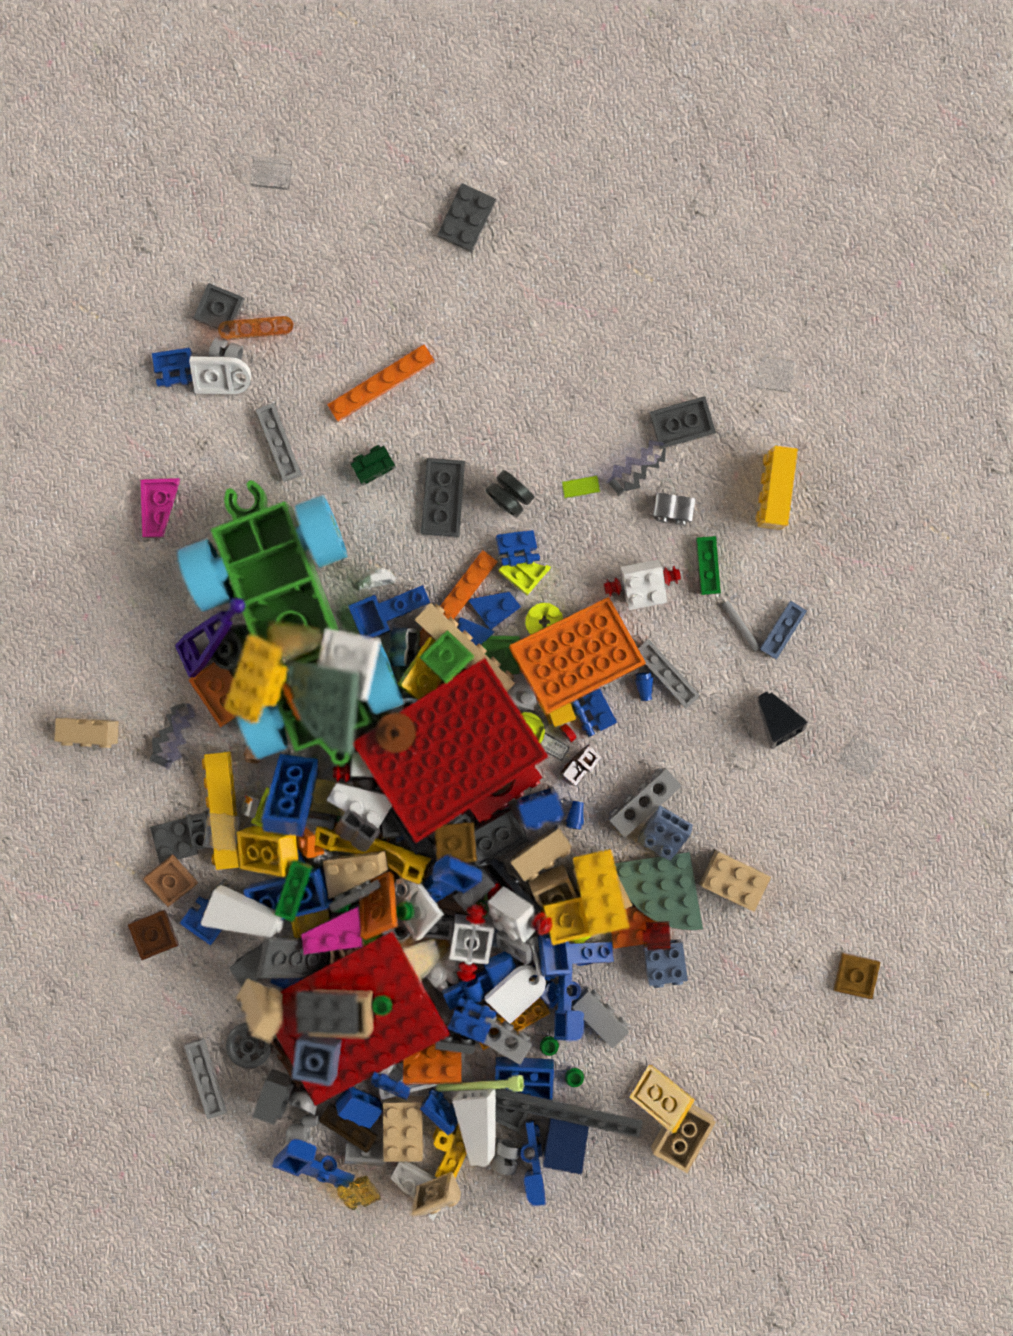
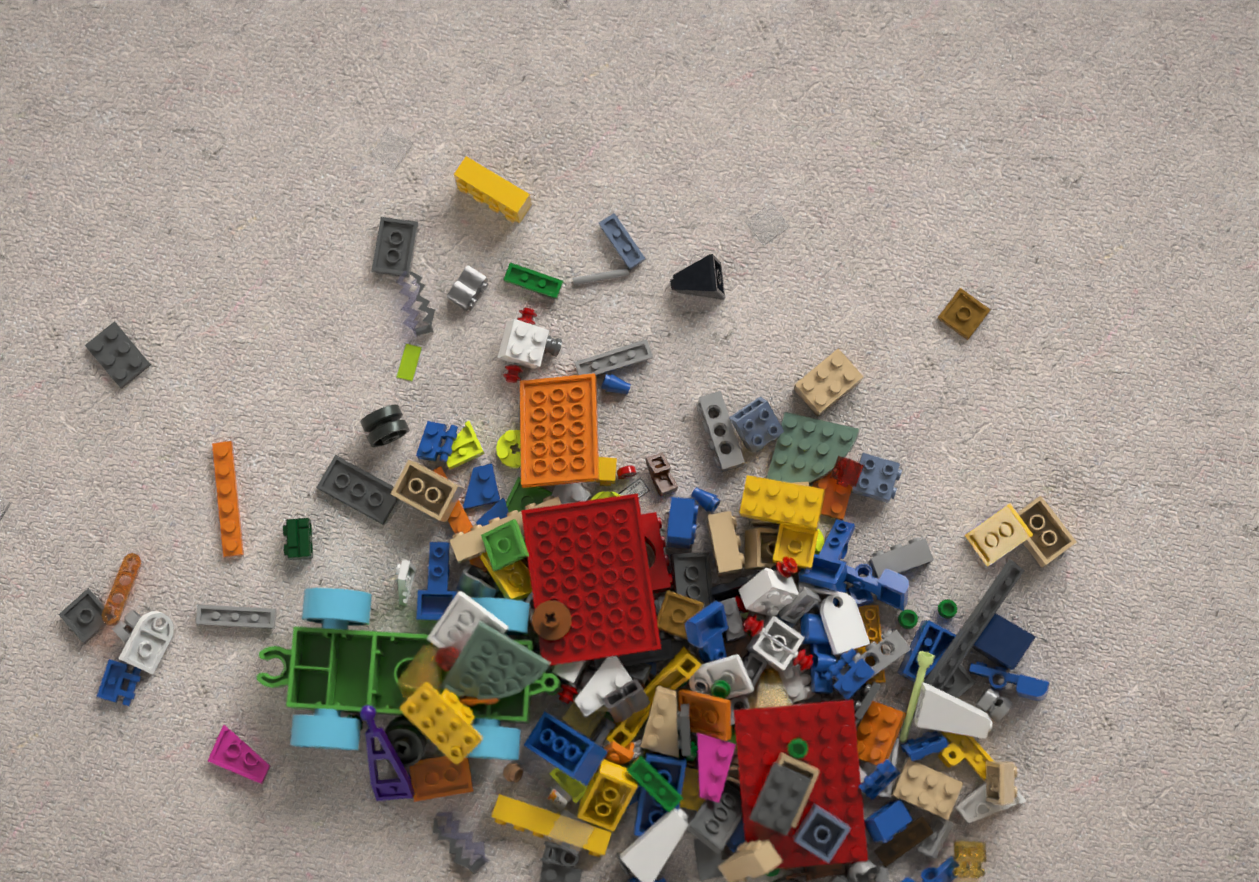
camera: 65 degrees left, 10 degrees down
(315, 655) = (446, 657): none -> clear red piece
(466, 561) = (427, 491): none -> tan brick
(599, 710) = (619, 435): blue plate -> none
(654, 612) = (553, 346): none -> dark grey wheel

